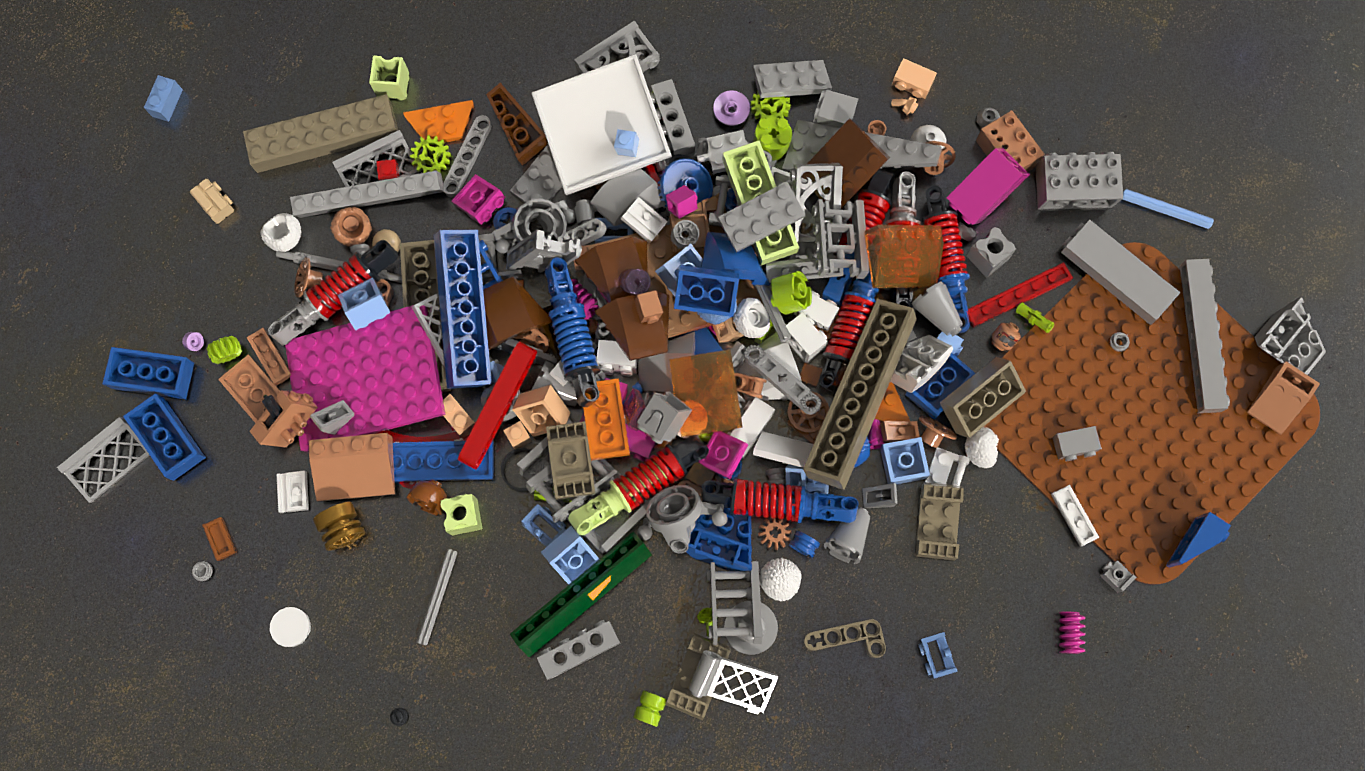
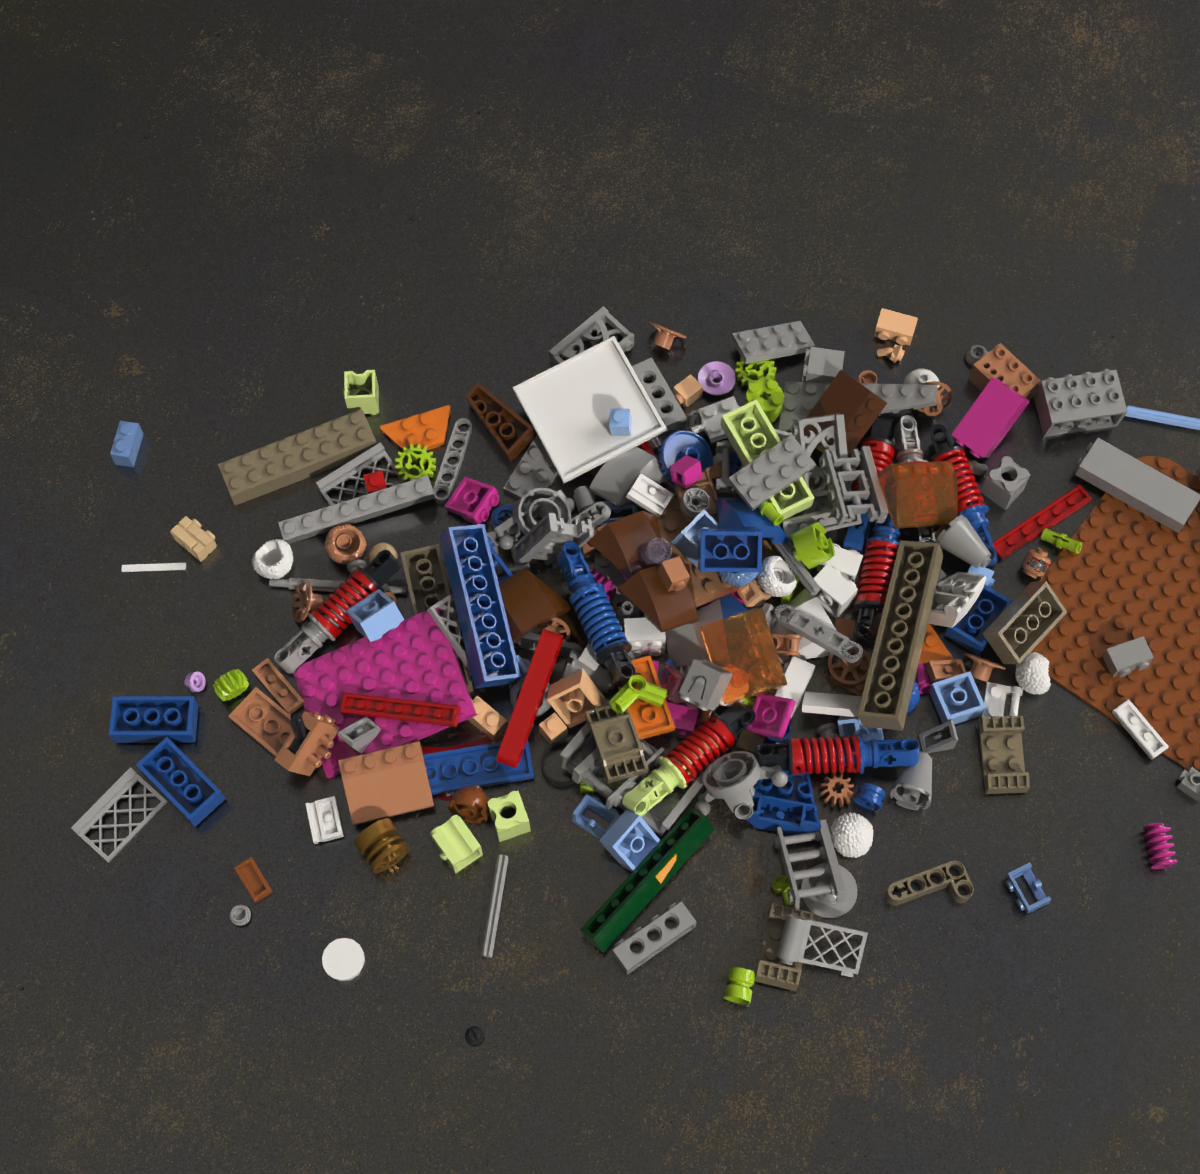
camera: 10 degrees left, 10 degrees down
(174, 223) = (153, 567): none -> white sticker
(374, 399) = (400, 709): none -> red tile
(409, 533) = (456, 843): none -> yellowish green piece
(587, 418) = (627, 694): none -> lime piece
(687, 59) = (664, 336): none -> nougat wheel
(701, 117) = (688, 391): none -> light nougat brick
(753, 256) = (771, 513): none -> lime pin
(1123, 338) = (1151, 547): light grey plate -> none

